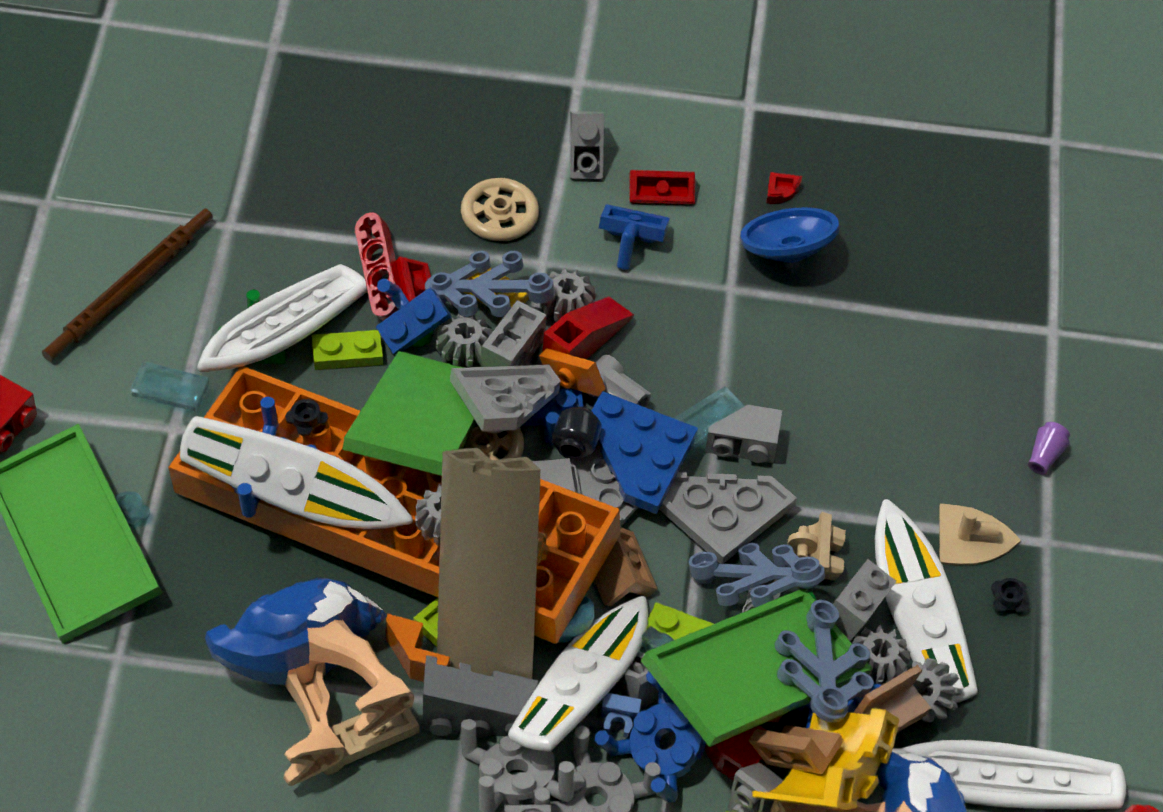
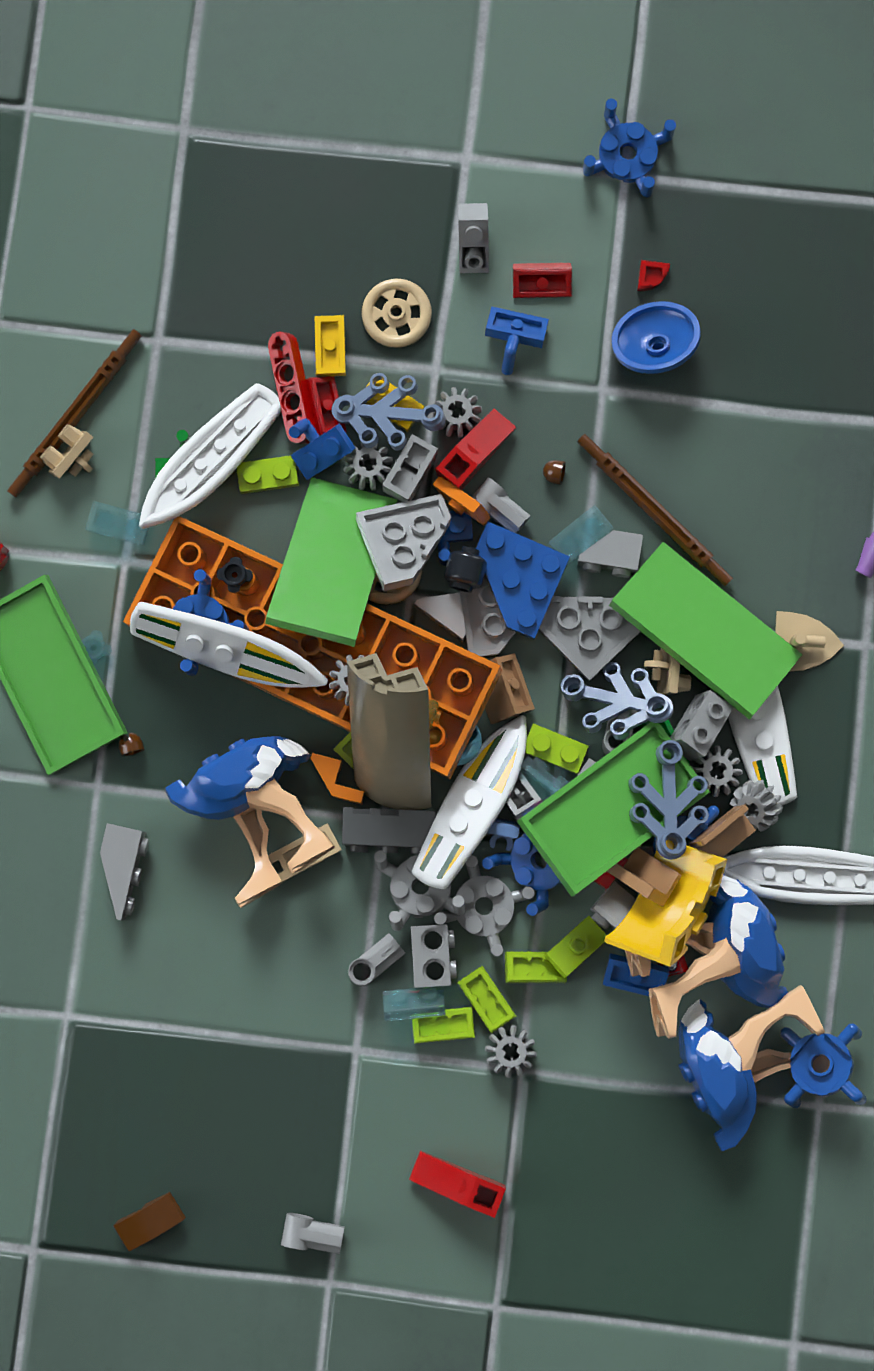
camera: 10 degrees right, 30 degrees up
(128, 305) = (60, 462): none -> tan hips
(142, 723) = (120, 859): none -> light grey slope
(164, 610) = (131, 745): none -> reddish brown hinge
(425, 232) = (330, 345): none -> yellow plate
(678, 357) = (555, 471): none -> reddish brown hinge
(757, 68) = (630, 135): none -> blue plate
(795, 399) = (654, 509): none -> reddish brown axle
(859, 509) = (705, 630): none -> bright green tile
(1013, 588) = (836, 698): black plate -> none

